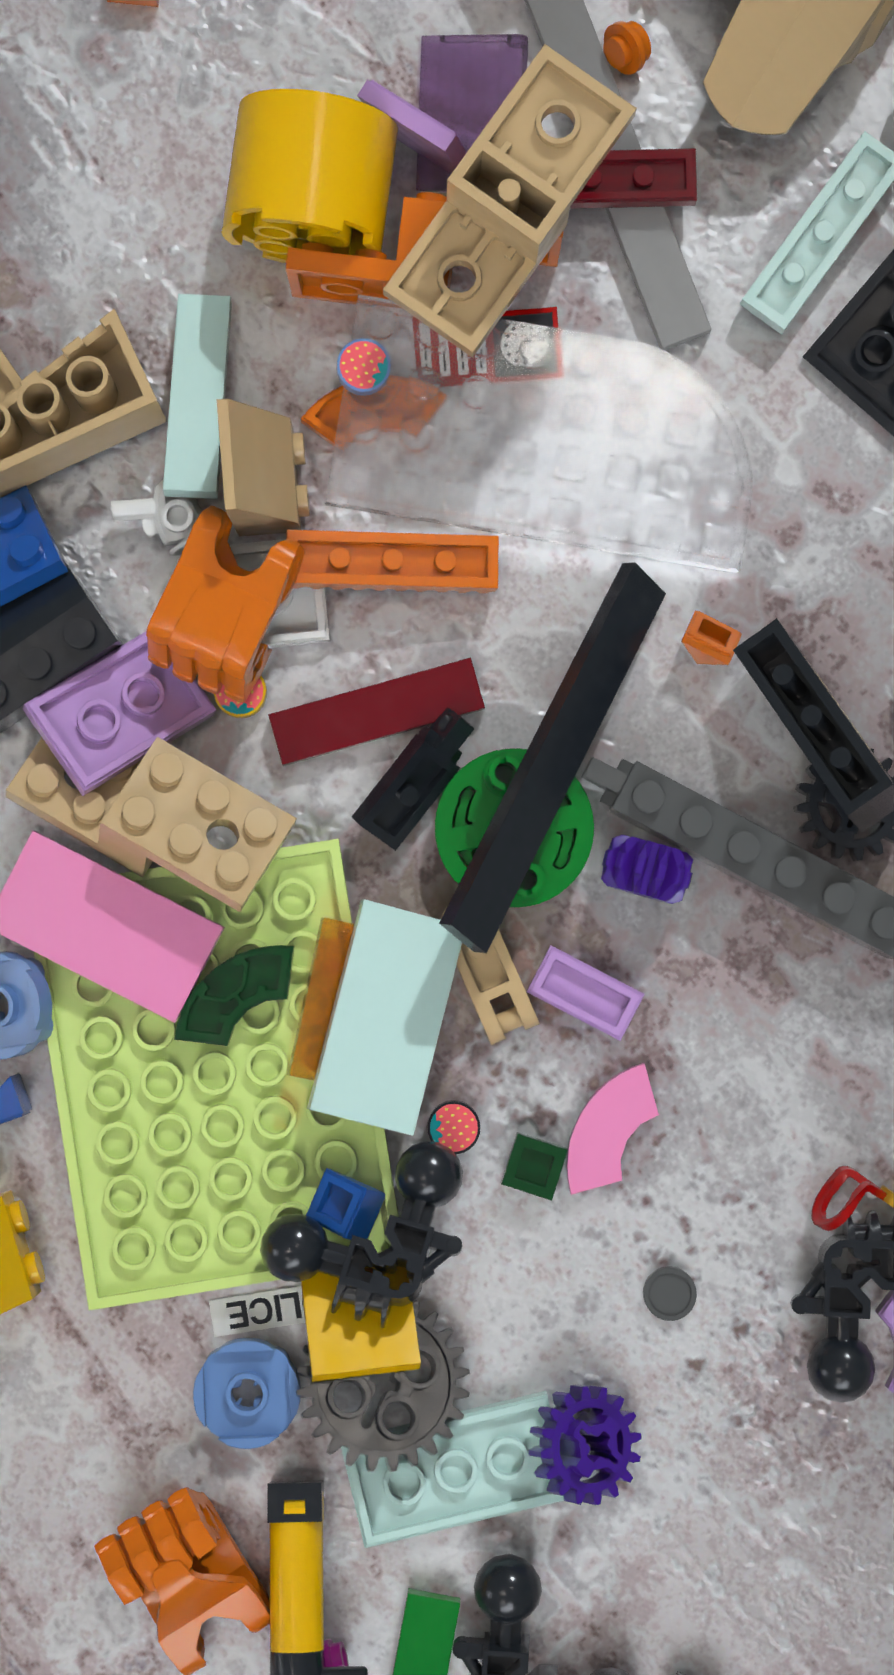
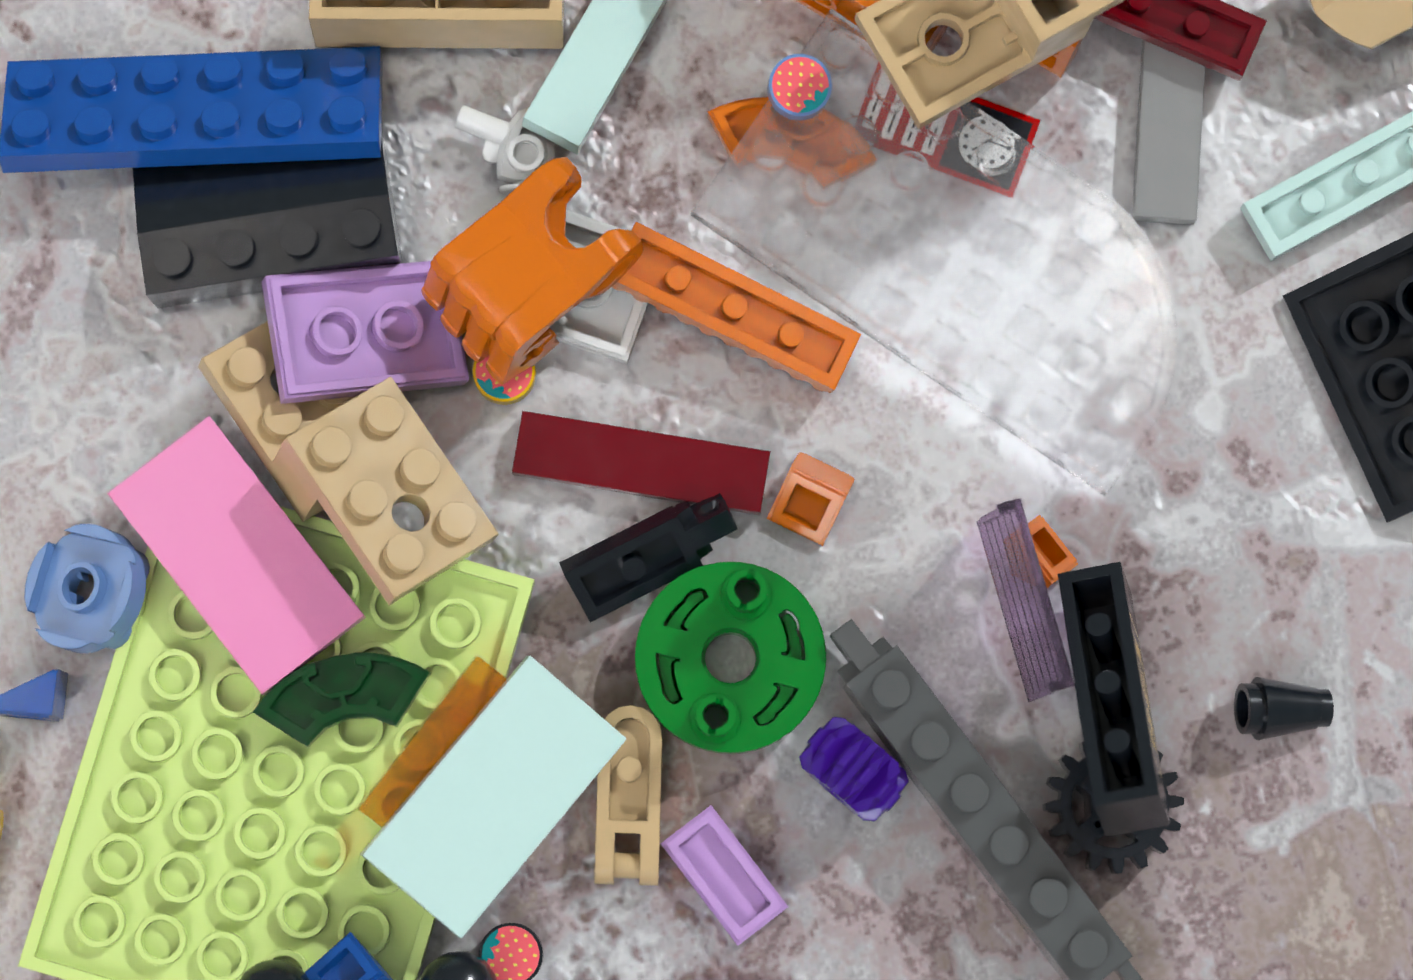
camera: 25 degrees right, 5 degrees down
(260, 469) = (637, 145): tan slope -> none
(517, 678) = (810, 498): none -> orange slope
(552, 759) = (805, 599): black tile -> none
(717, 682) = (1024, 601): none -> clear purple piece

